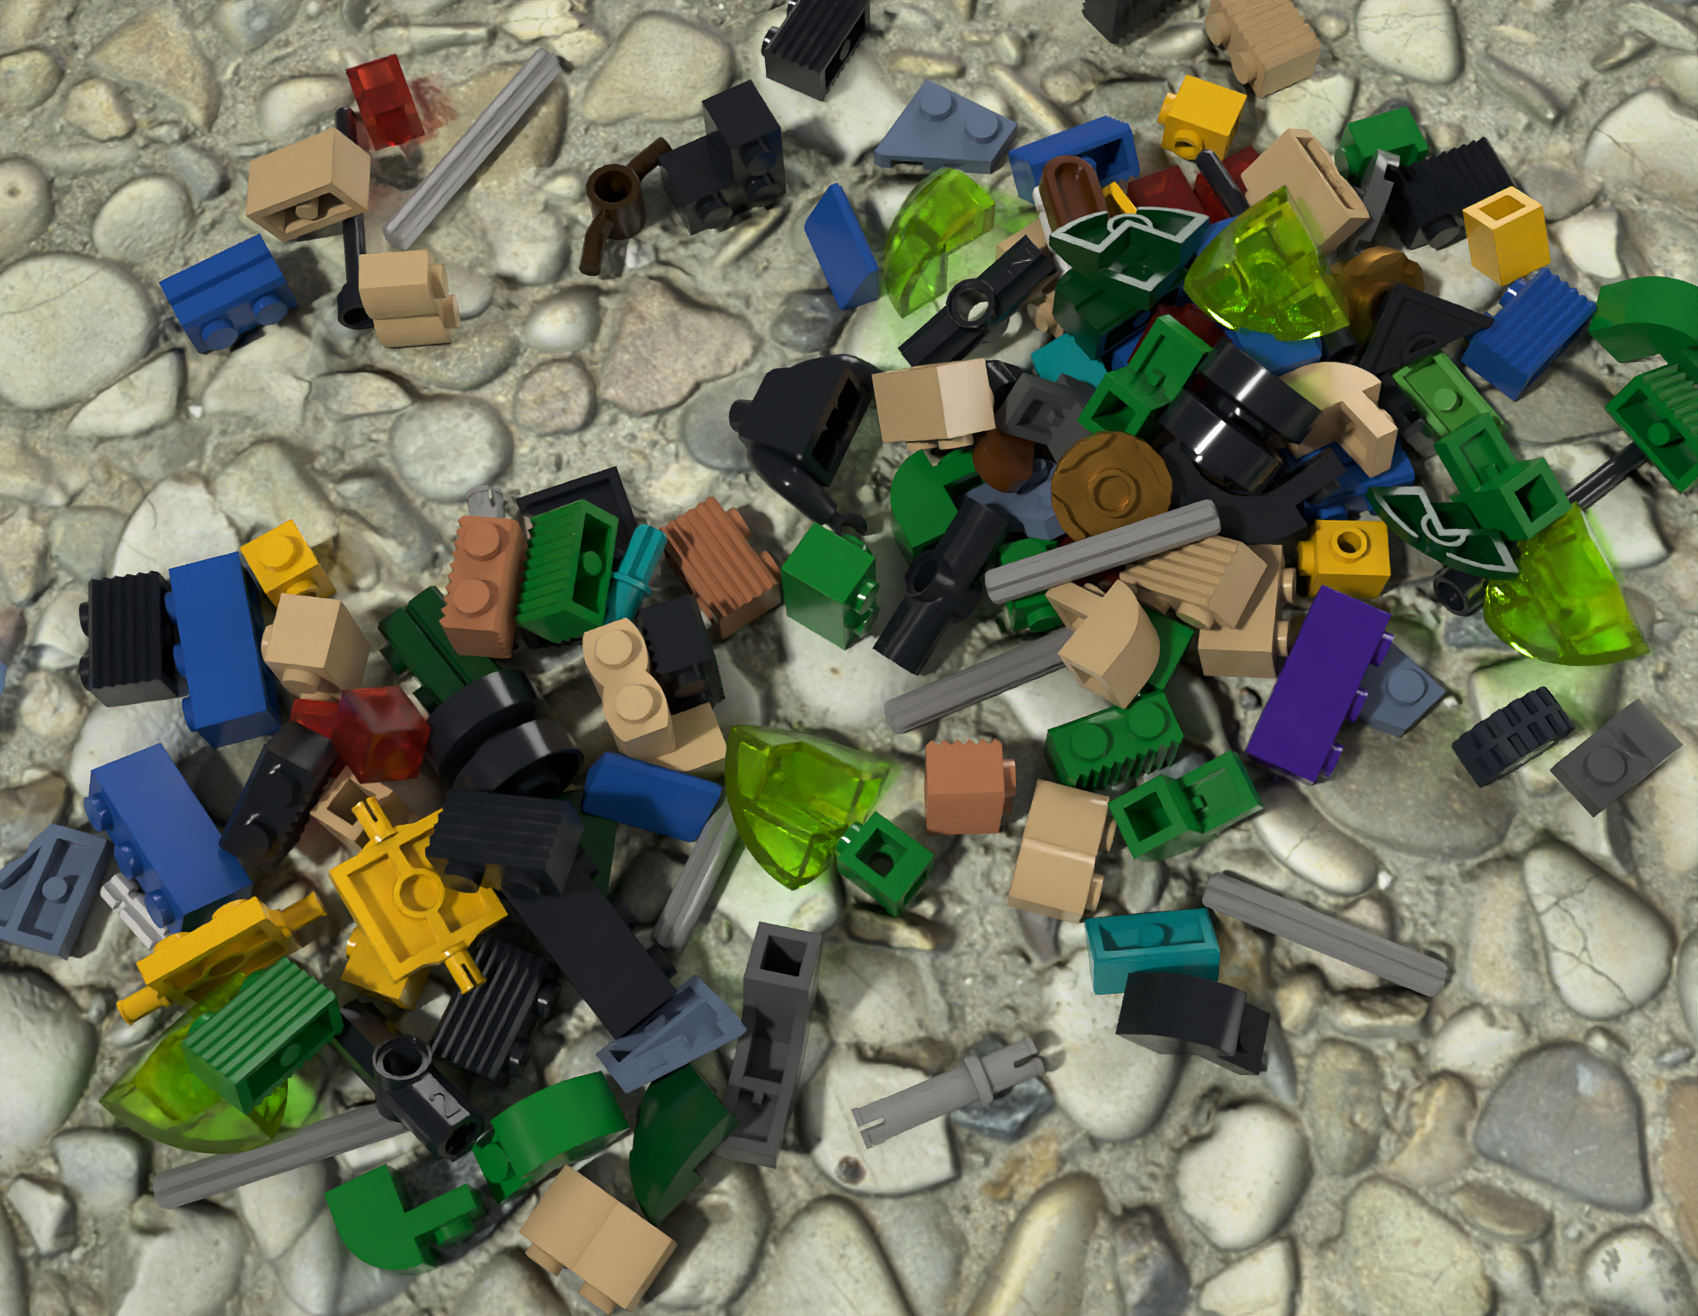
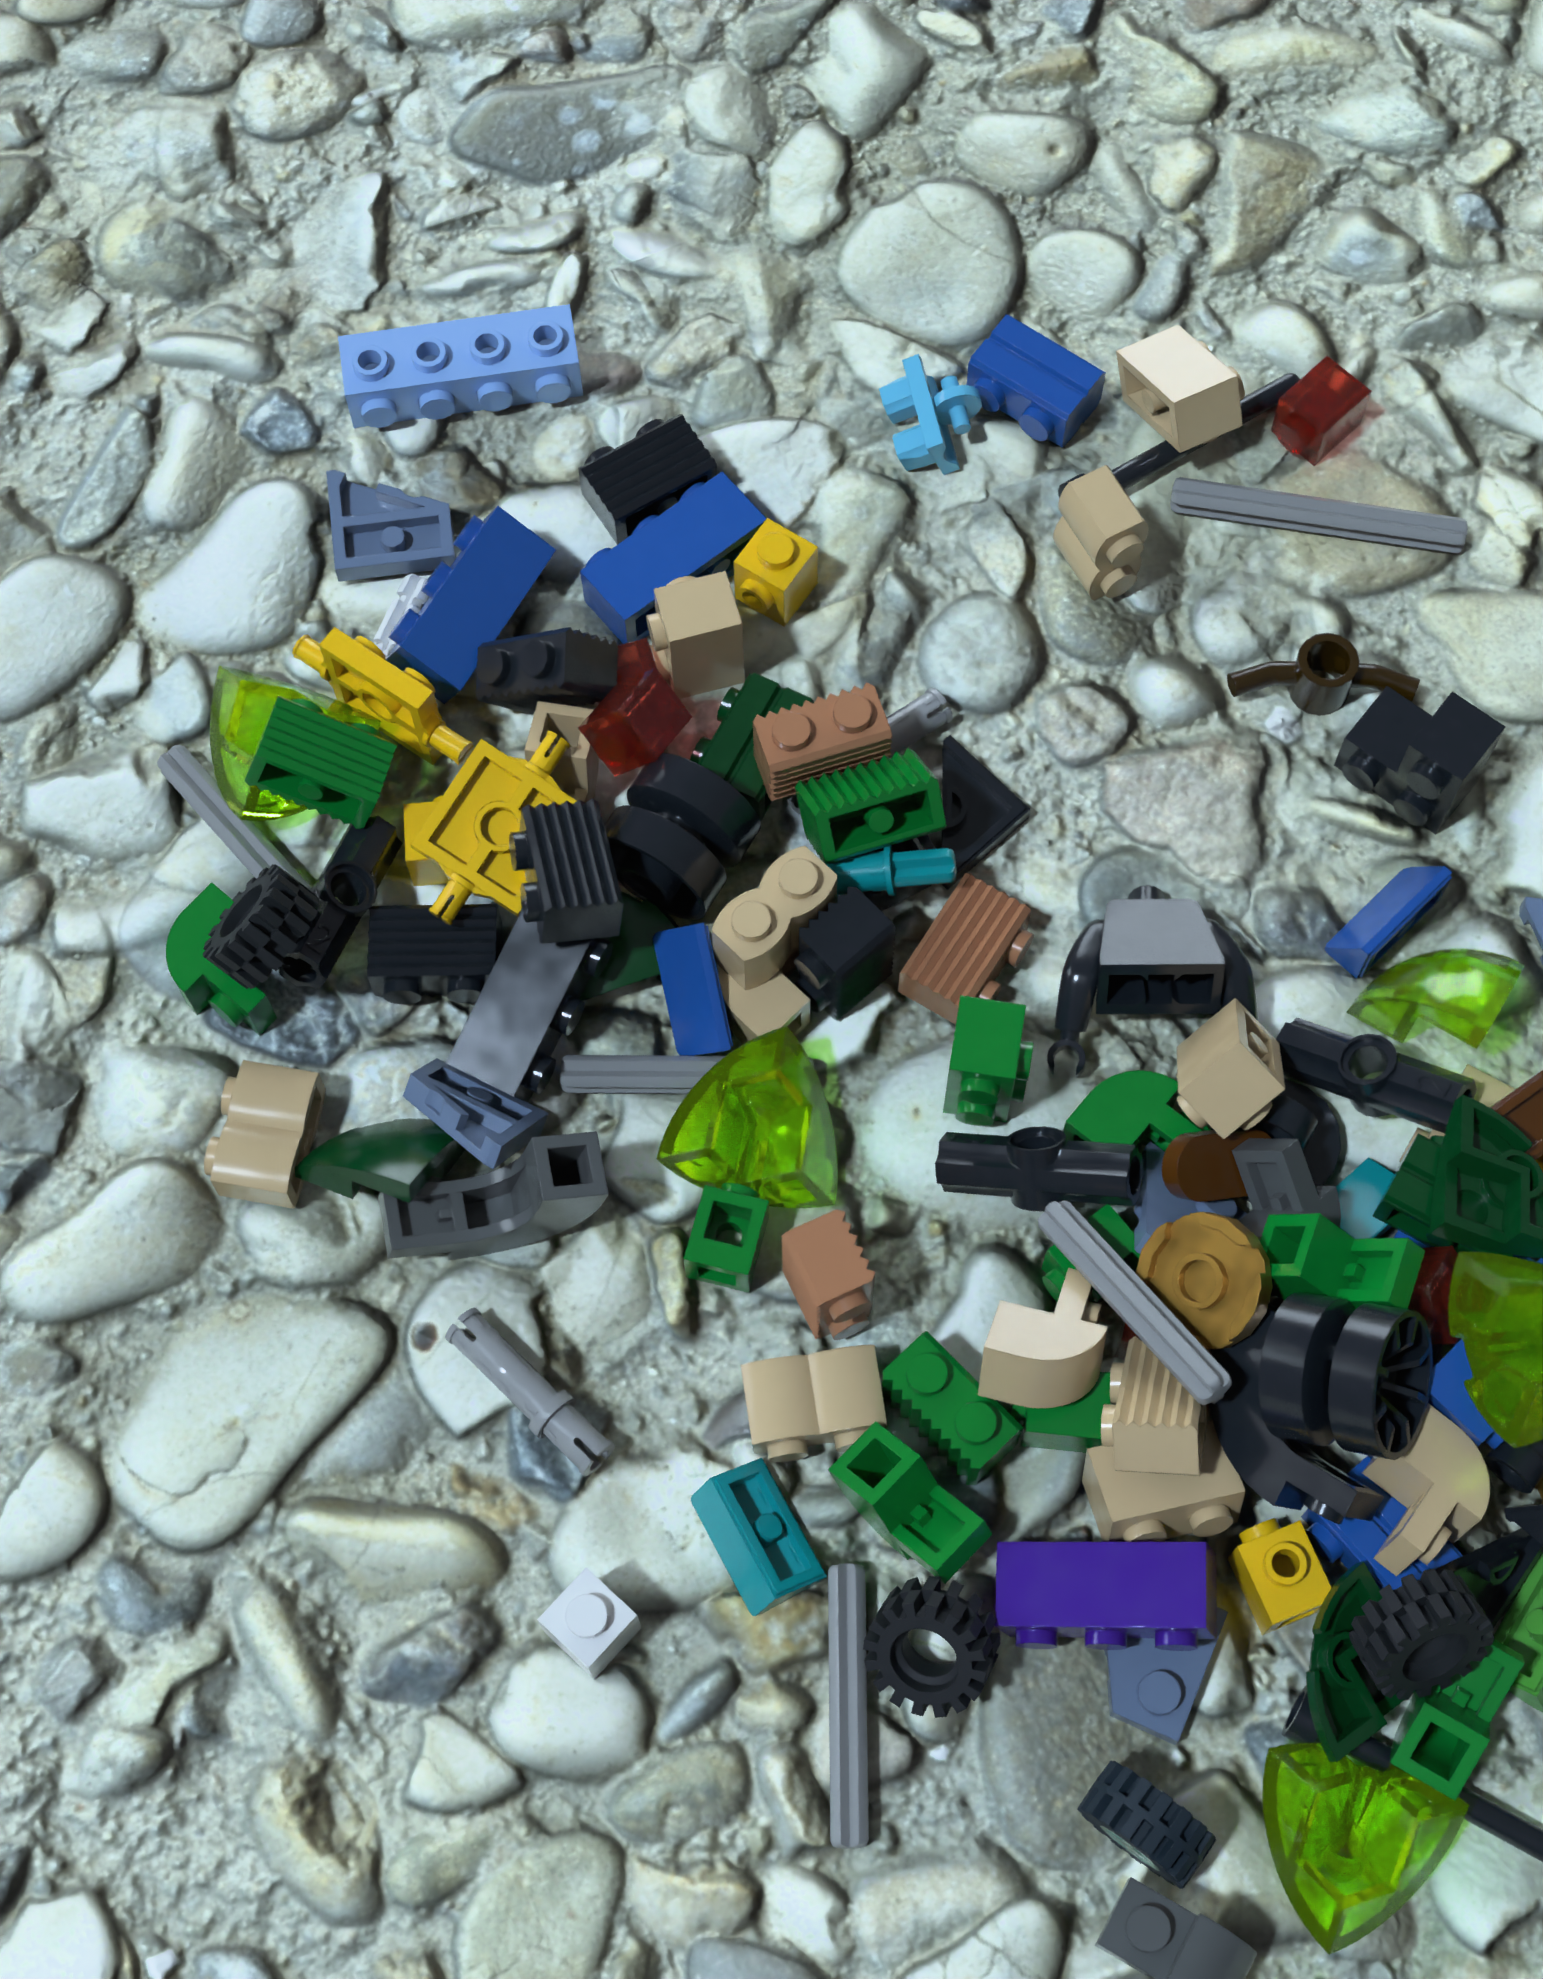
camera: 65 degrees right, 0 degrees up
(185, 388) = (918, 396): none -> medium azure hips
(407, 1153) = (261, 927): none -> black tyre
(546, 1132) = (343, 1048): green brick -> none
(976, 682) = (955, 1243): light grey axle -> none
(1182, 1118) = (590, 1623): none -> white brick
(1193, 1018) = (692, 1602): black brick -> none
(1336, 851) = (913, 1674): none -> black tyre
(1453, 463) = (1421, 1634): none -> black tyre

